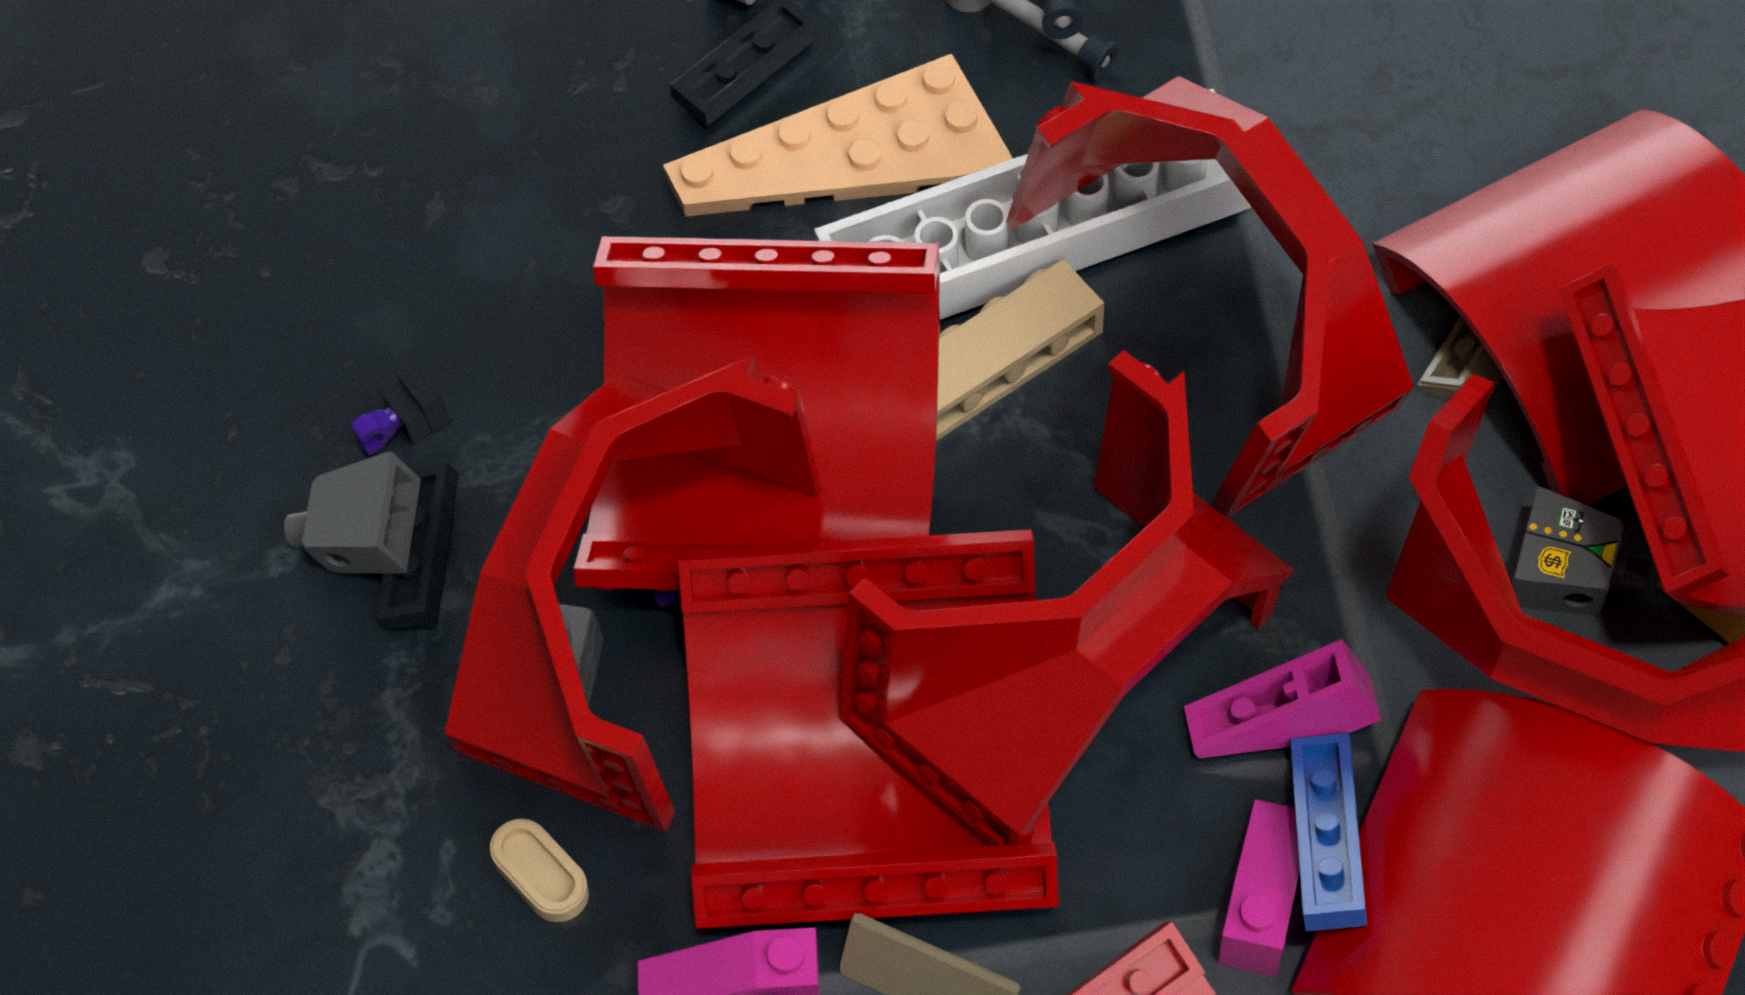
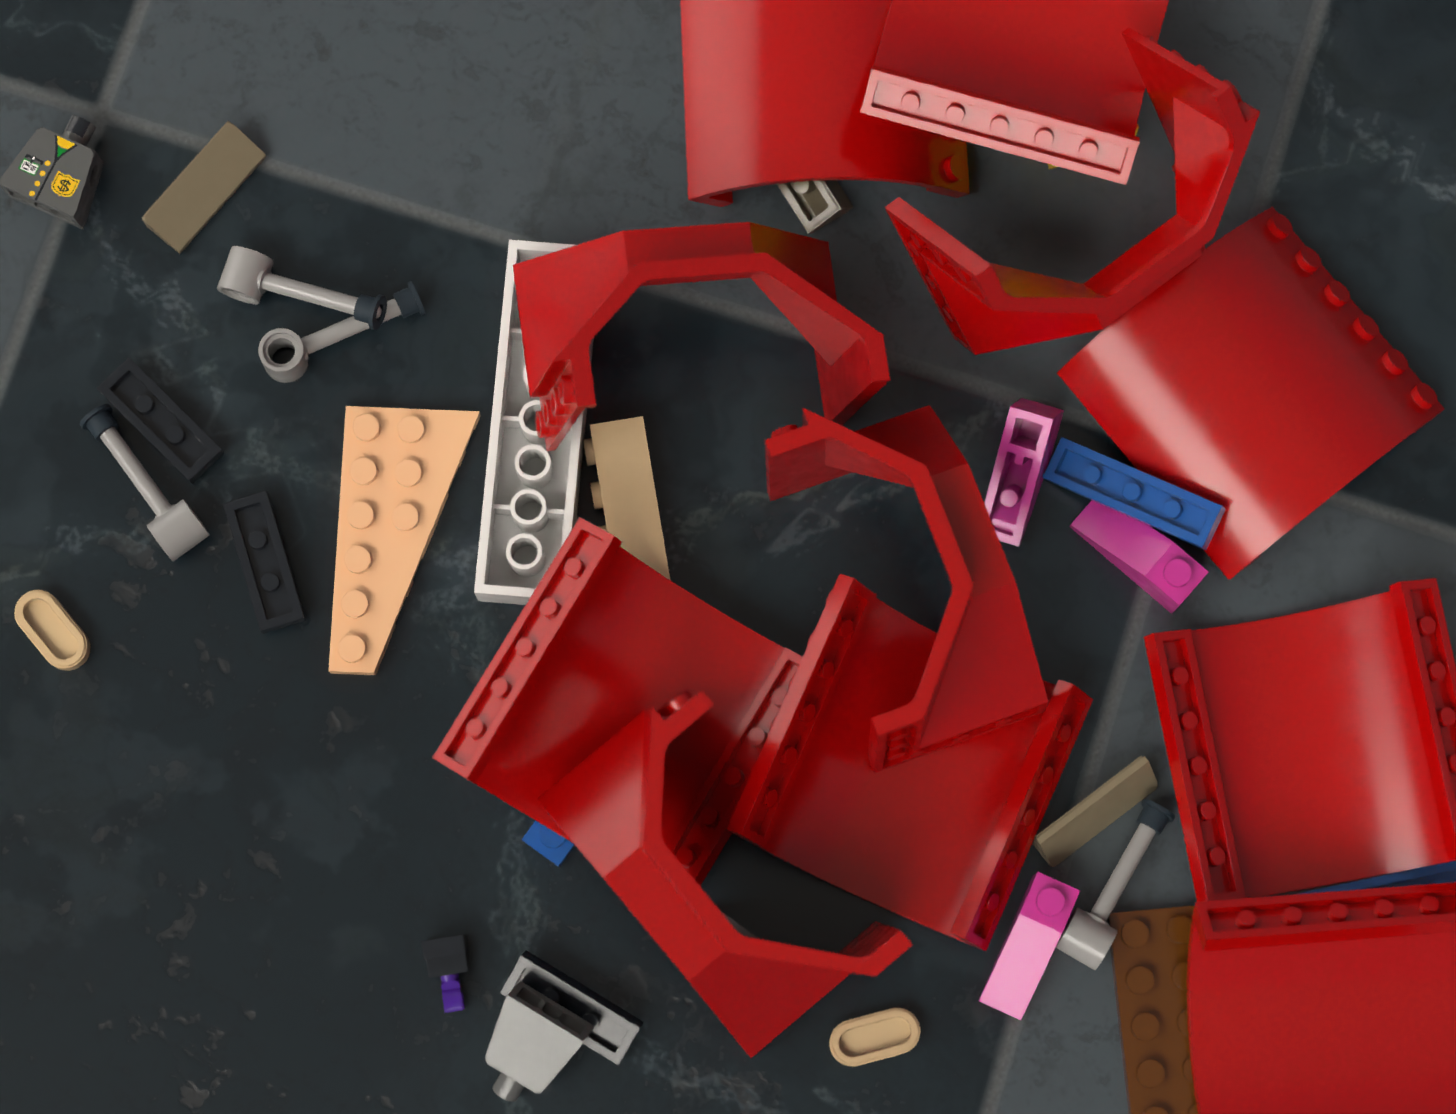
camera: 65 degrees left, 20 degrees up
(1573, 558) = (1005, 213): dark grey torso -> none

